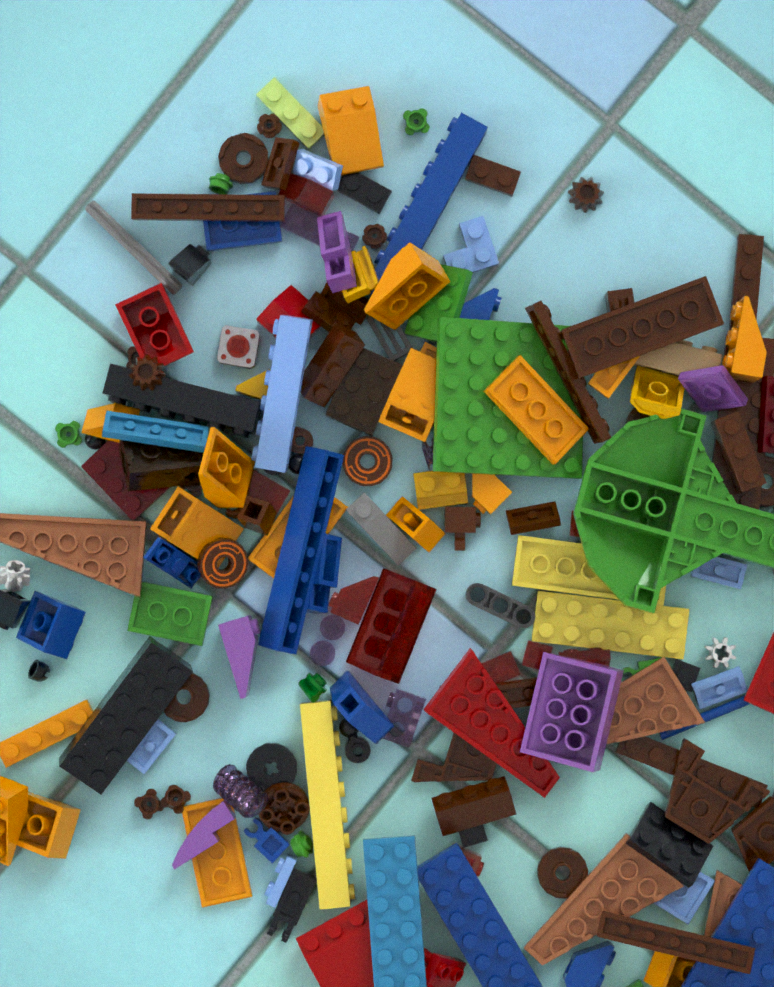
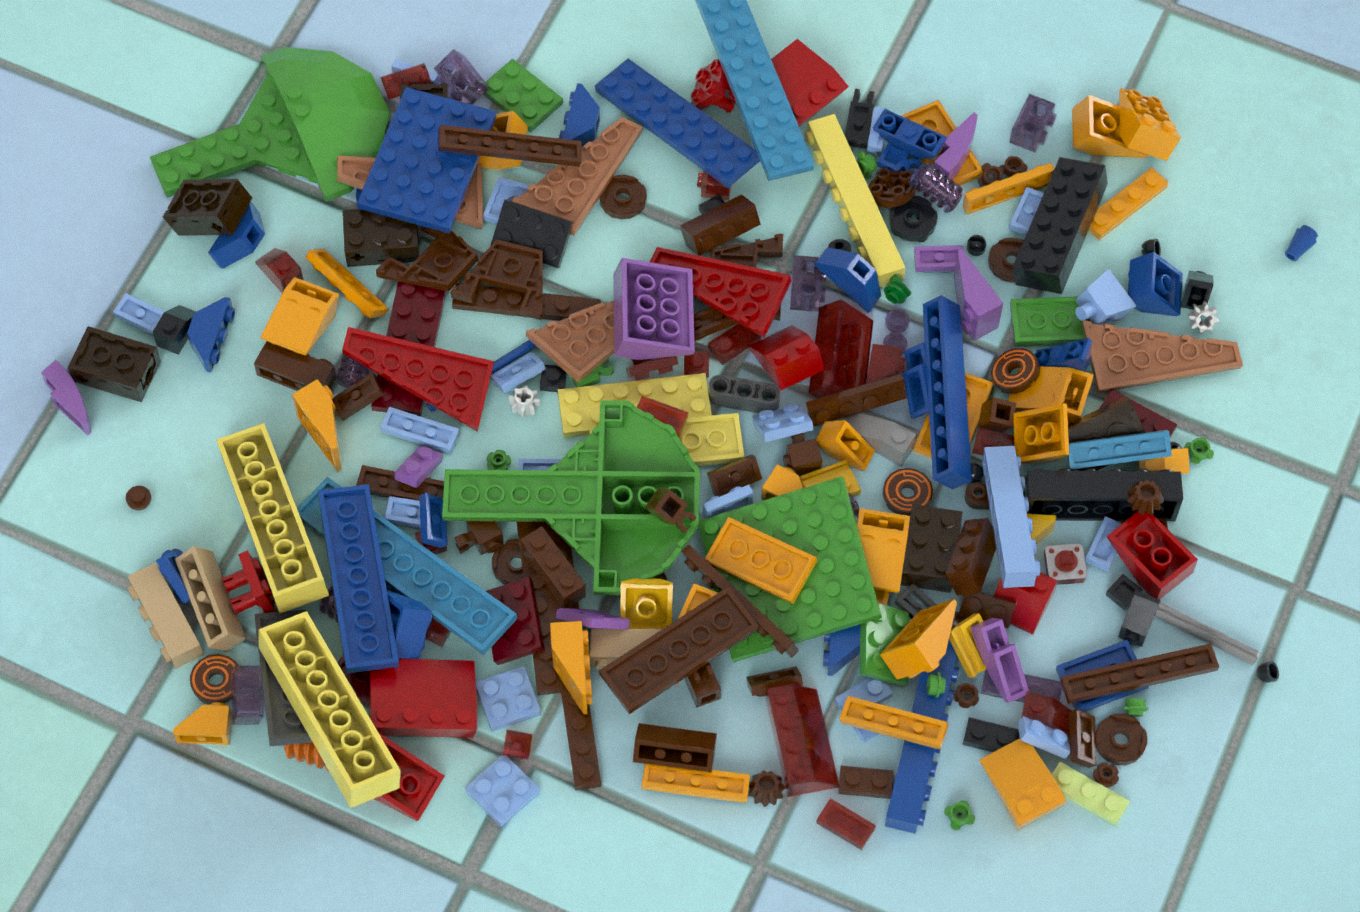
camera: 160 degrees right, 25 degrees down
(84, 186) = (1268, 672): none -> black hinge
(110, 616) = (1104, 301): none -> light blue torso
(116, 854) = (1030, 122): none -> clear purple brick
(152, 780) = (1007, 189): none -> light orange plate
(192, 301) = (1123, 591): none -> black plate
(203, 348) = (1101, 551): none -> light blue plate
(218, 717) = (976, 245): none -> black hinge
(249, 860) = (909, 135): none -> blue slope
(259, 713) = (936, 258): none -> medium lavender plate
(399, 566) = (856, 400): none -> reddish brown plate
(405, 237) = (935, 684): none -> bright green plate
(447, 631) = (788, 356): none -> red slope
(455, 212) = (894, 722): none -> light orange plate
(472, 560) = (782, 422): none -> light blue plate
(523, 137) = (846, 824): none -> clear red plate
(537, 493) = (734, 499): none -> light blue plate
(541, 228) = (801, 739): none -> clear red slope
(552, 292) = (759, 683): none -> reddish brown plate
(592, 595) = (664, 413): none -> clear red plate
(618, 470) = (669, 508): none -> reddish brown brick
(651, 212) = (712, 785): none -> light orange plate
(664, 247) = (674, 747): none -> reddish brown brick
(752, 594) = (498, 454): none -> bright green plate

